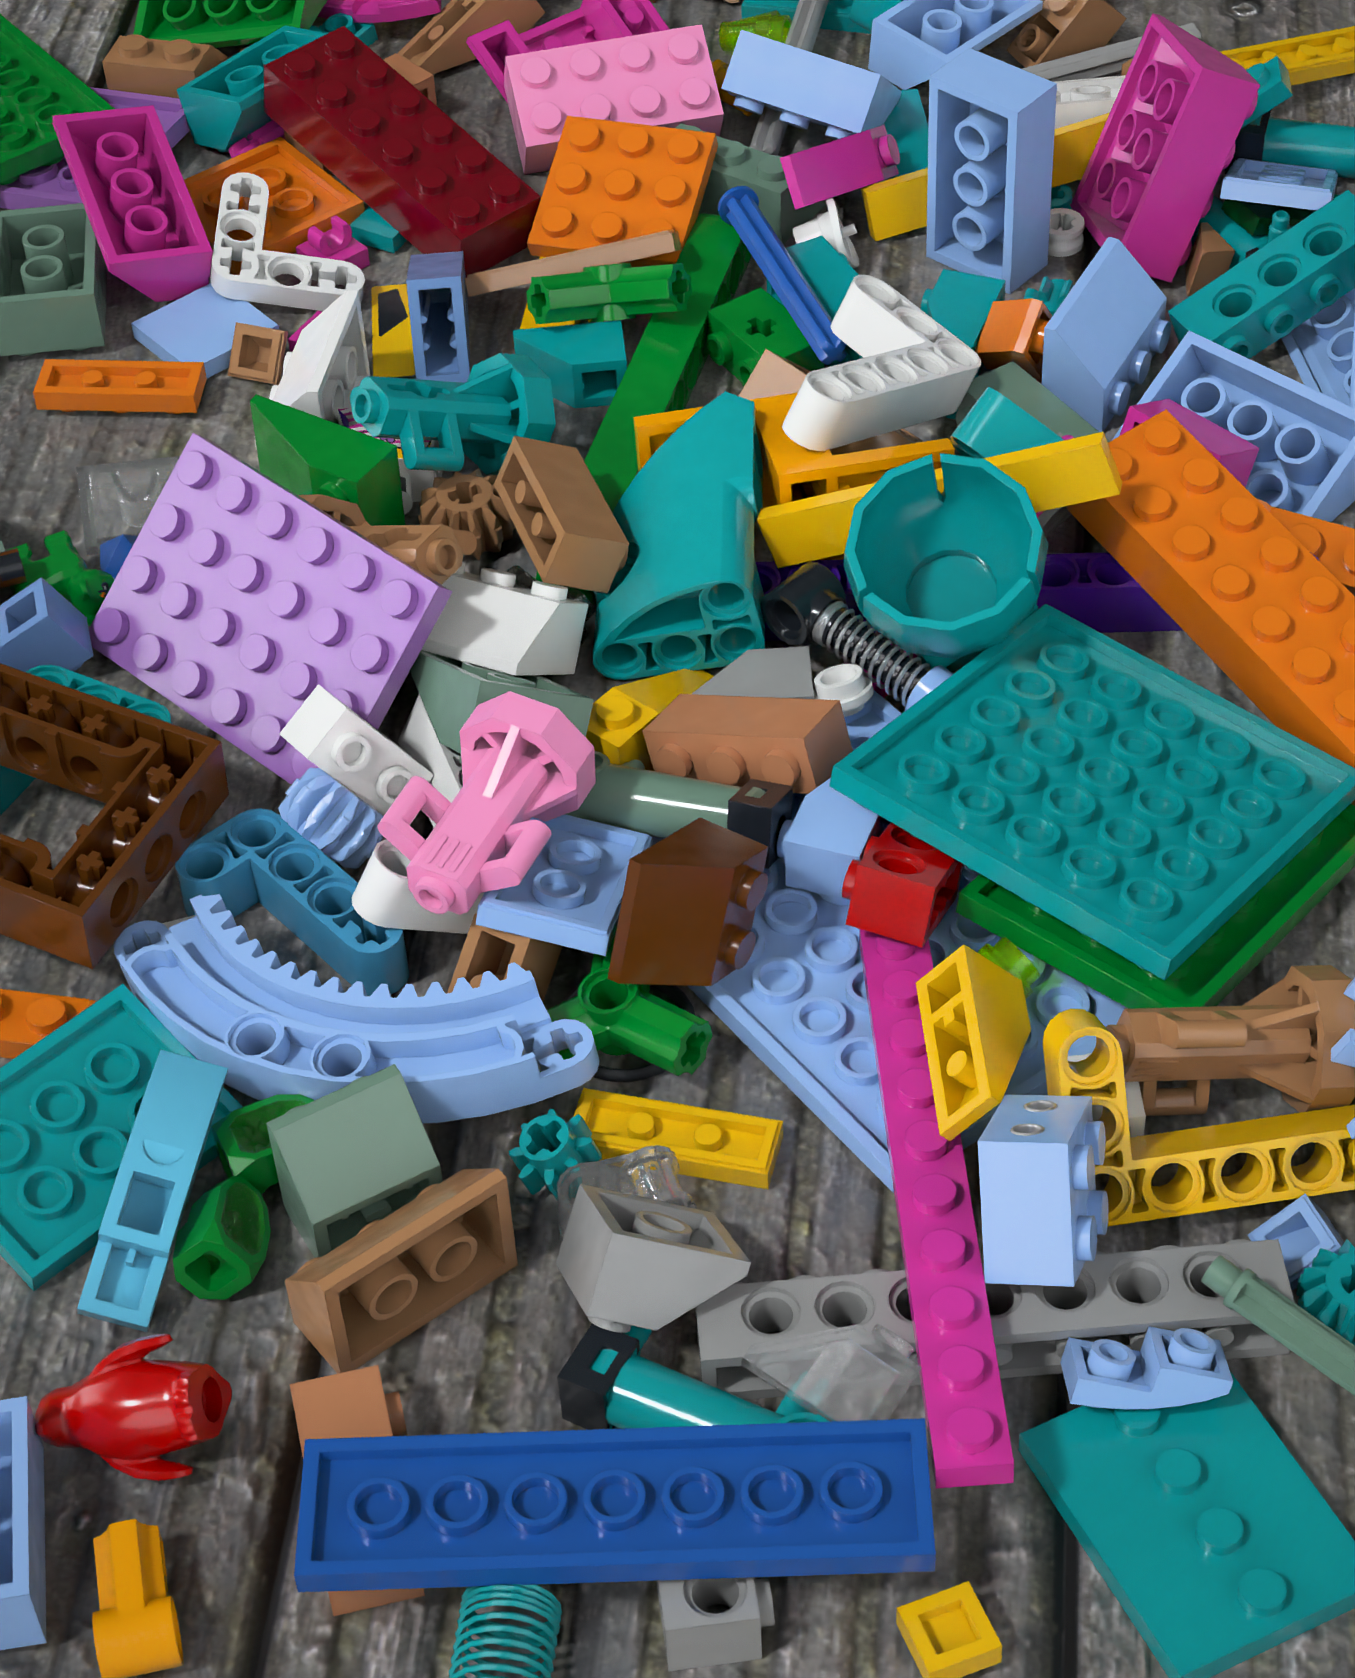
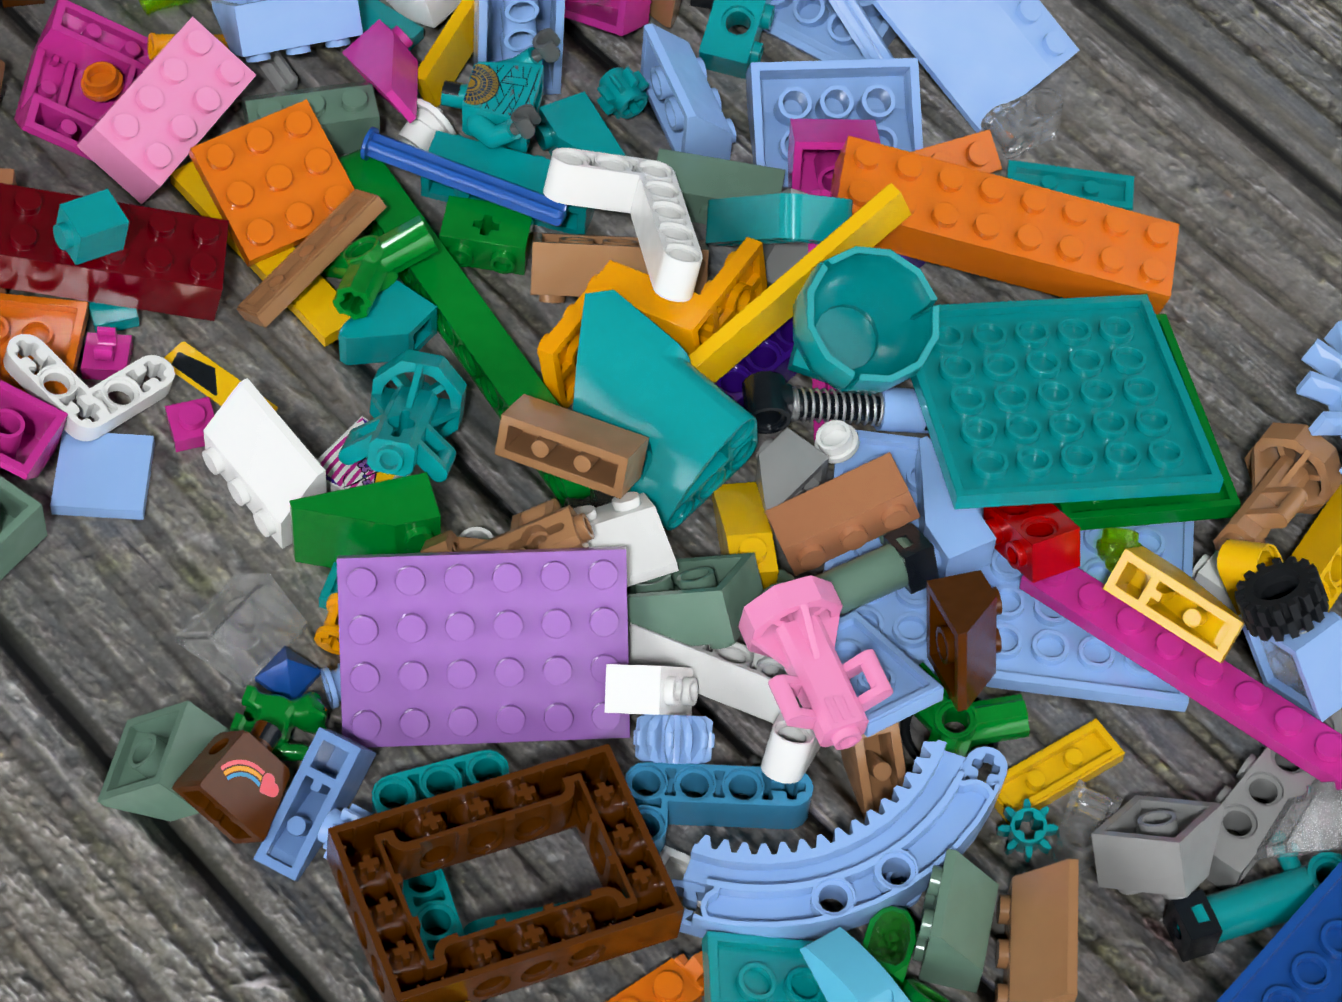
camera: 55 degrees left, 10 degrees up
(120, 386) = (110, 557): orange plate -> none
(257, 353) = (171, 466): medium nougat slope -> none
(382, 107) = (91, 227): none -> teal brick
(439, 316) = (262, 349): medium blue slope -> none
(470, 505) = (470, 487): medium nougat gear -> none
(913, 237) = (504, 95): none -> torso
(1015, 334) = (646, 127): orange slope -> none
(1040, 1086) = (1281, 598): none -> black tyre

